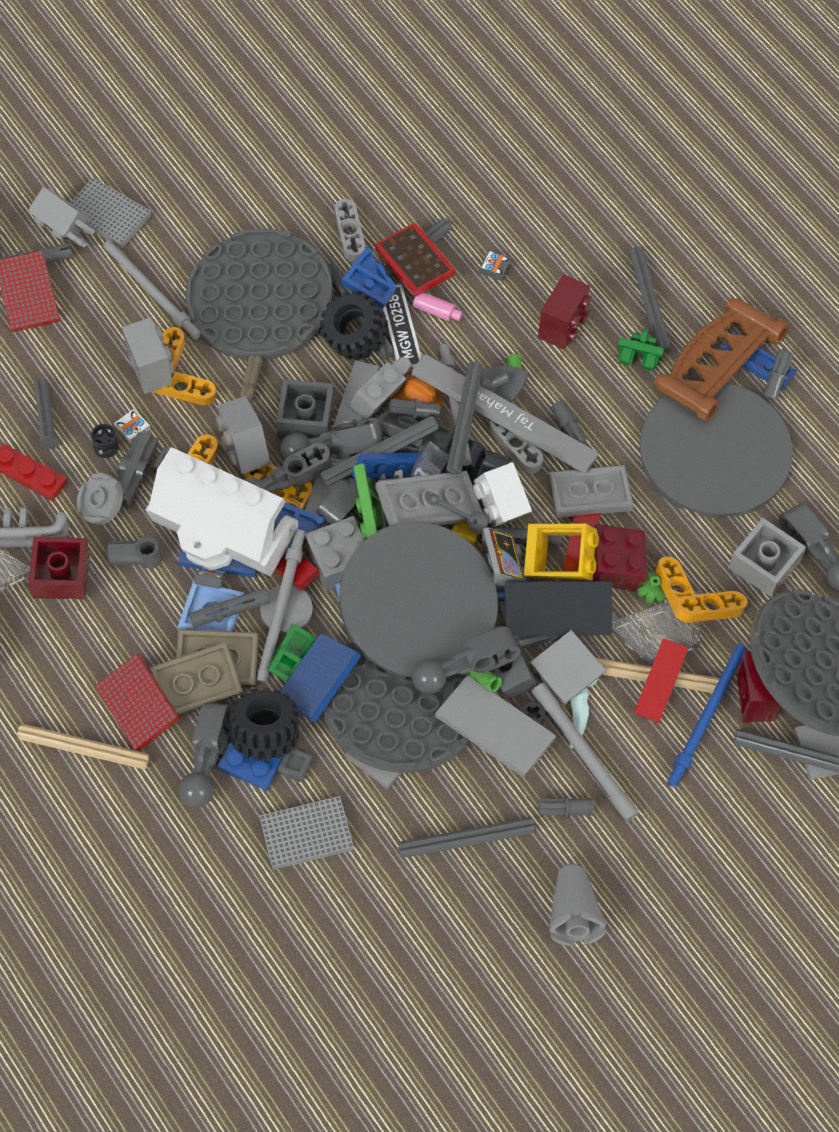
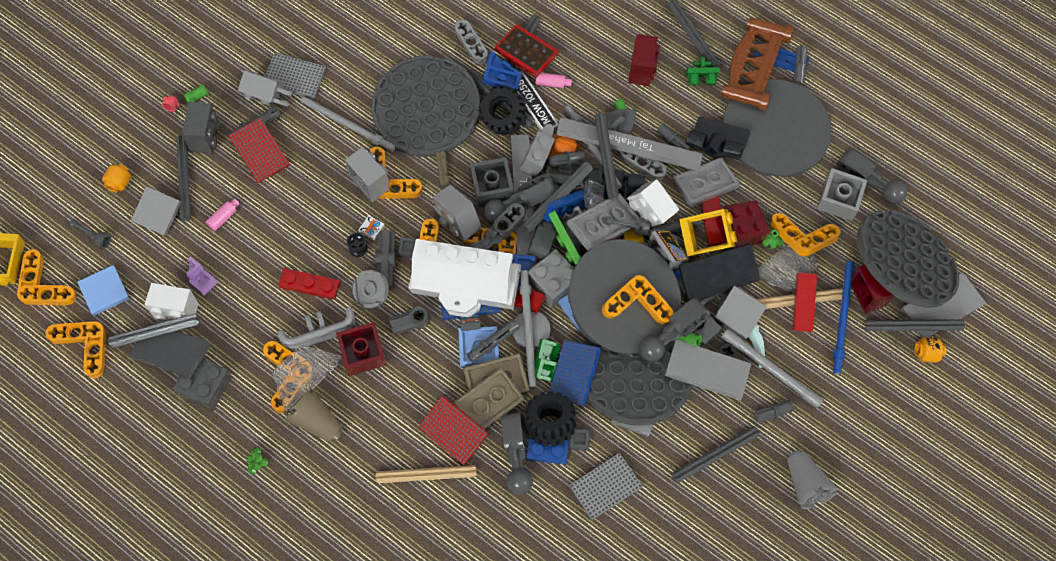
camera: 20 degrees left, 5 degrees up
(48, 439) = (315, 254): dark grey axle -> none
(430, 599) = (635, 293): none -> light orange beam
(495, 265) = (580, 39): tile -> none
(628, 440) = (718, 138): none -> black panel
(809, 792) = (930, 349): none -> light orange head

